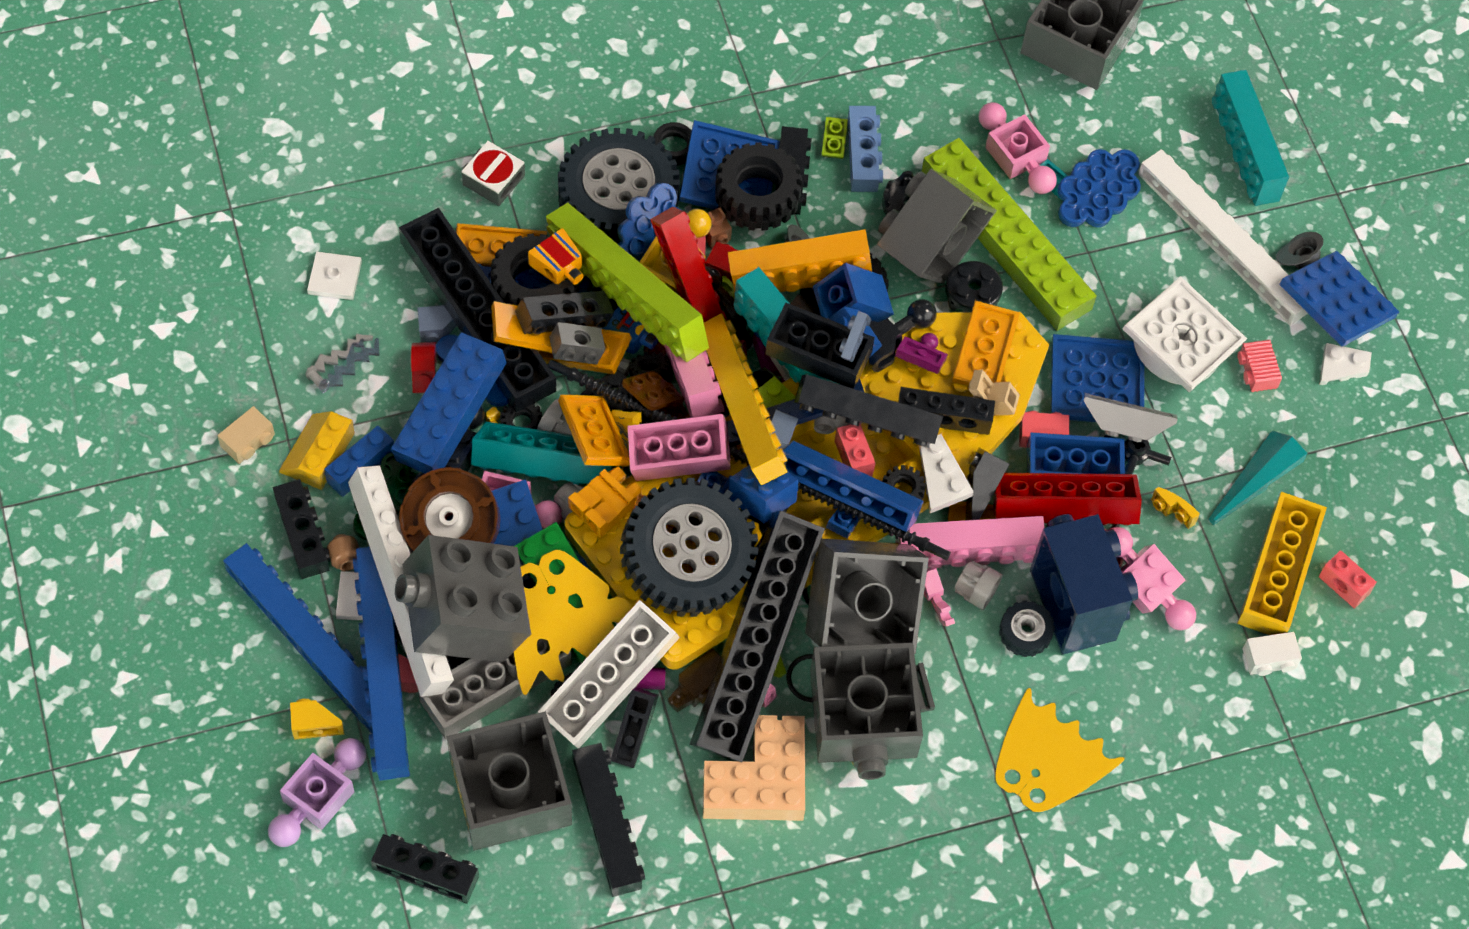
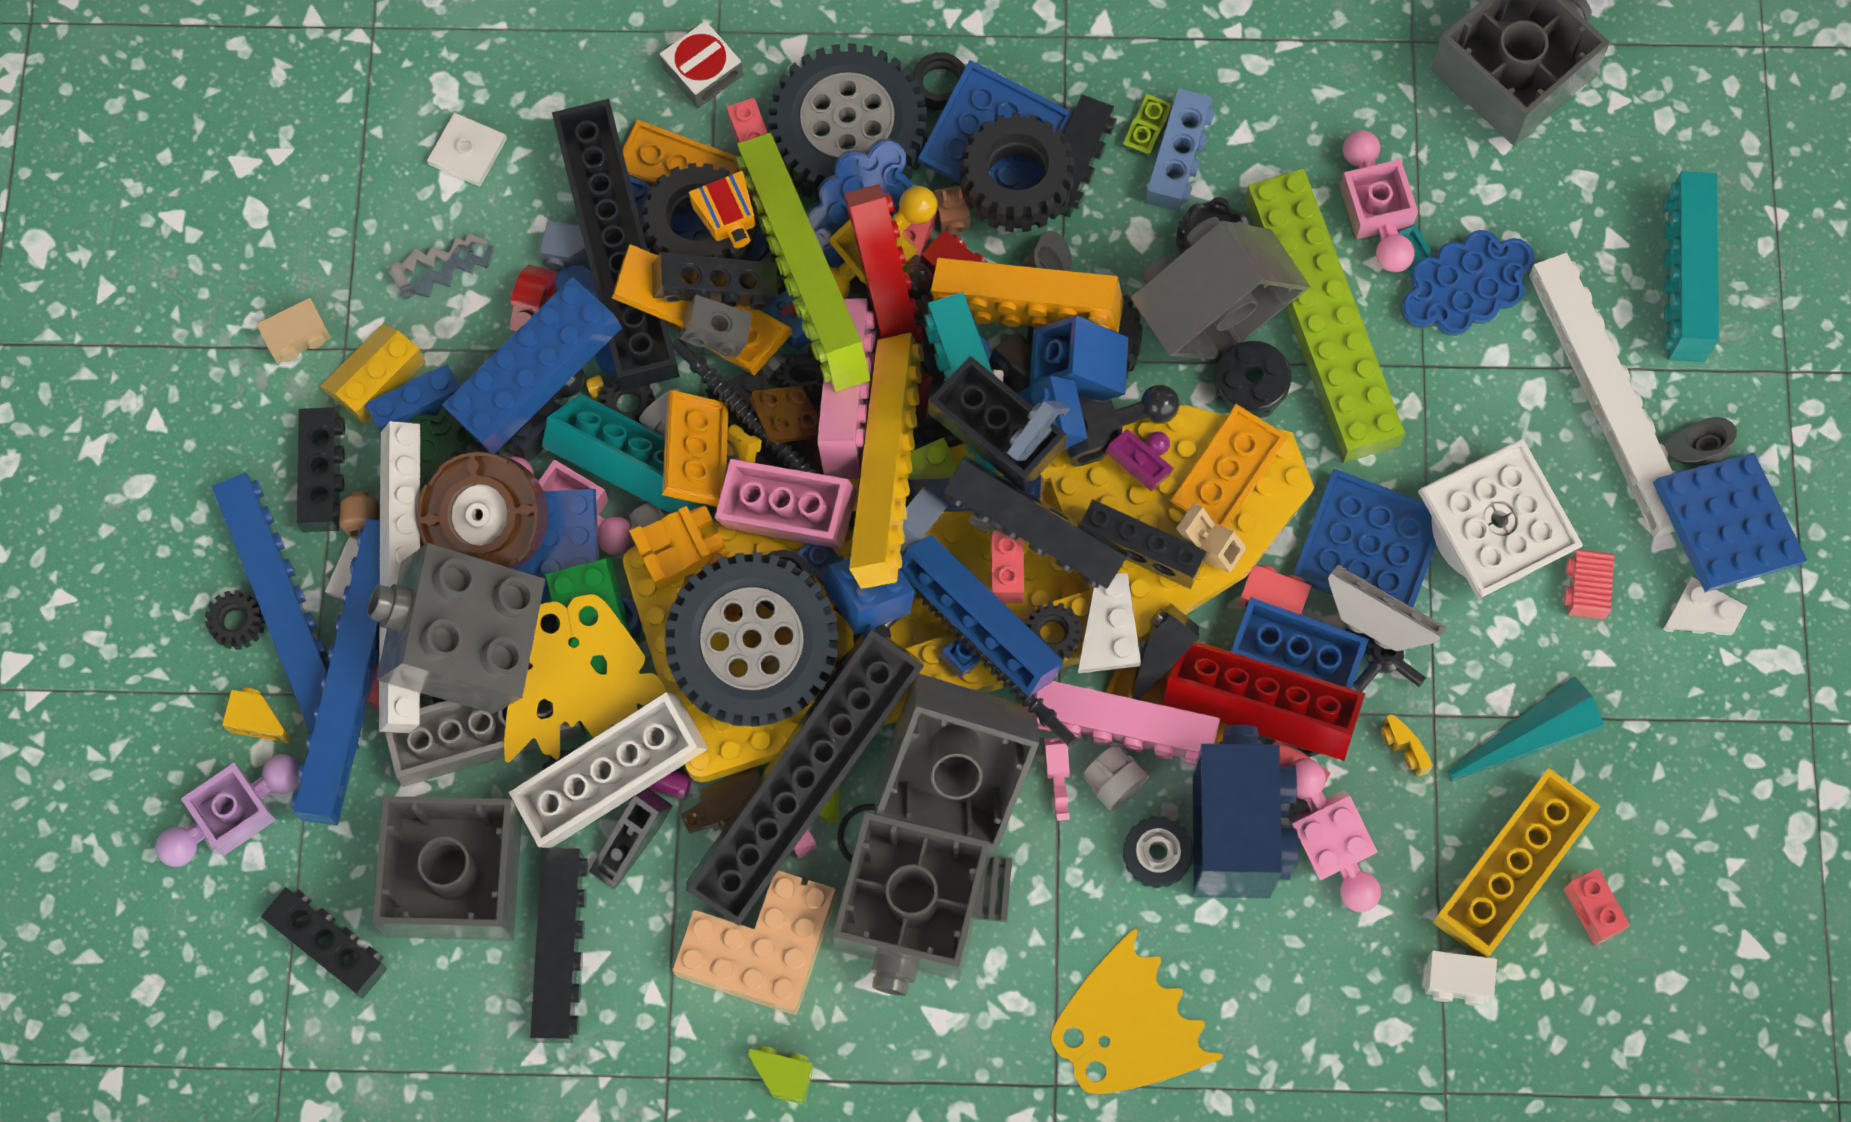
camera: 25 degrees right, 10 degrees up
(269, 641) = (232, 602): none -> black tyre
(540, 204) = (746, 120): none -> coral brick
(810, 863) = (784, 1076): none -> lime slope

